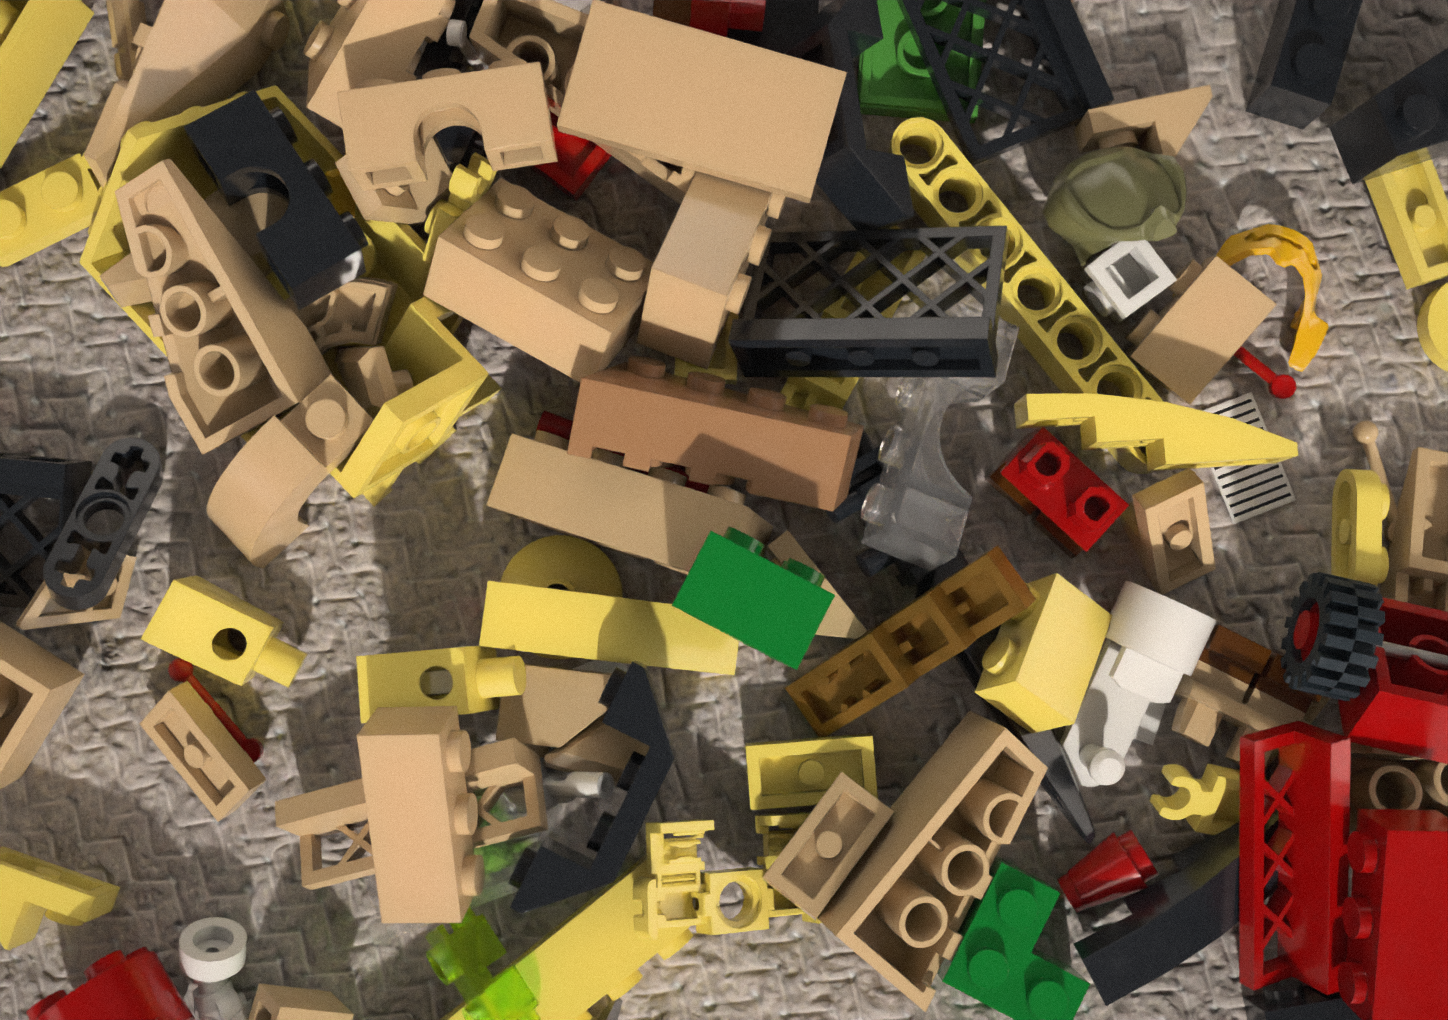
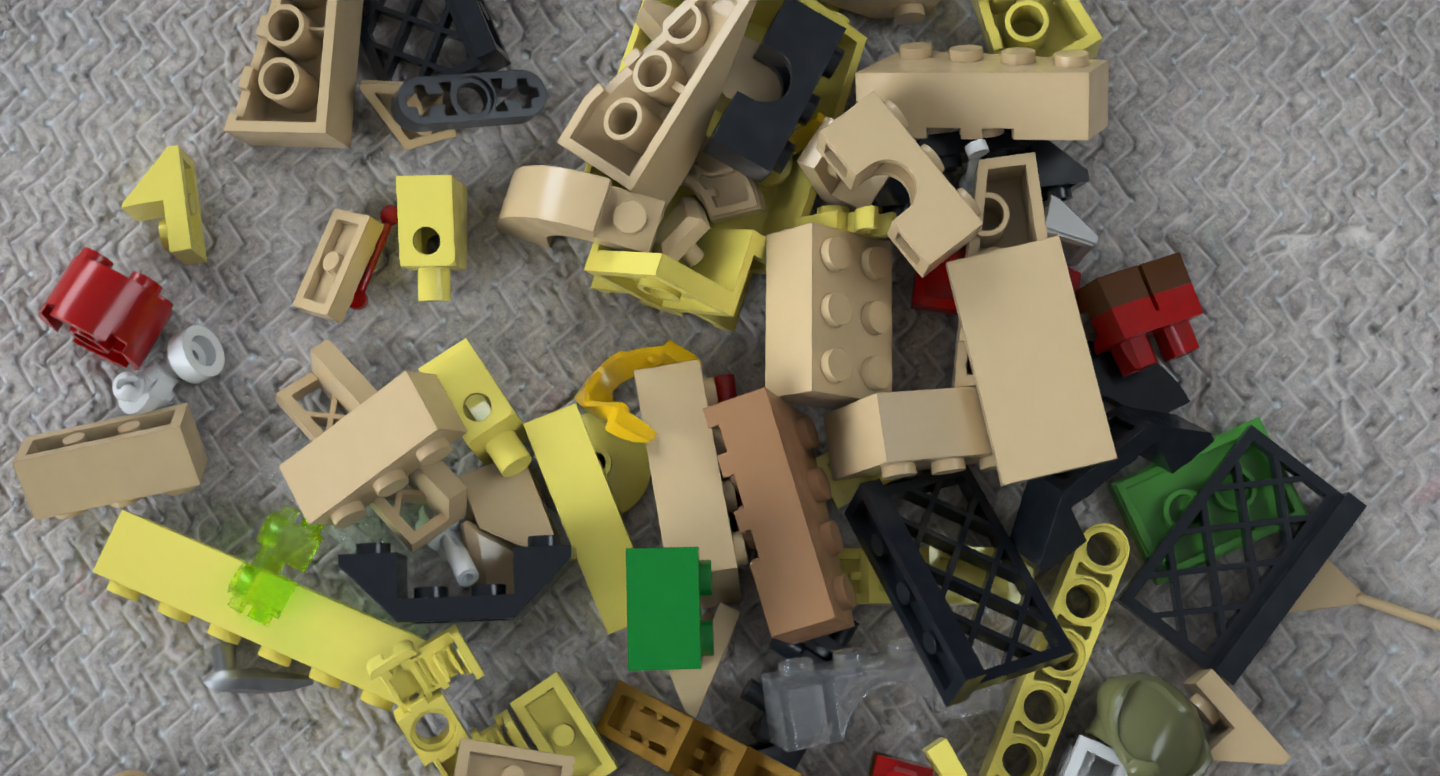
camera: 65 degrees right, 5 degrees down
(484, 554) = (597, 391): none -> yellow helmet

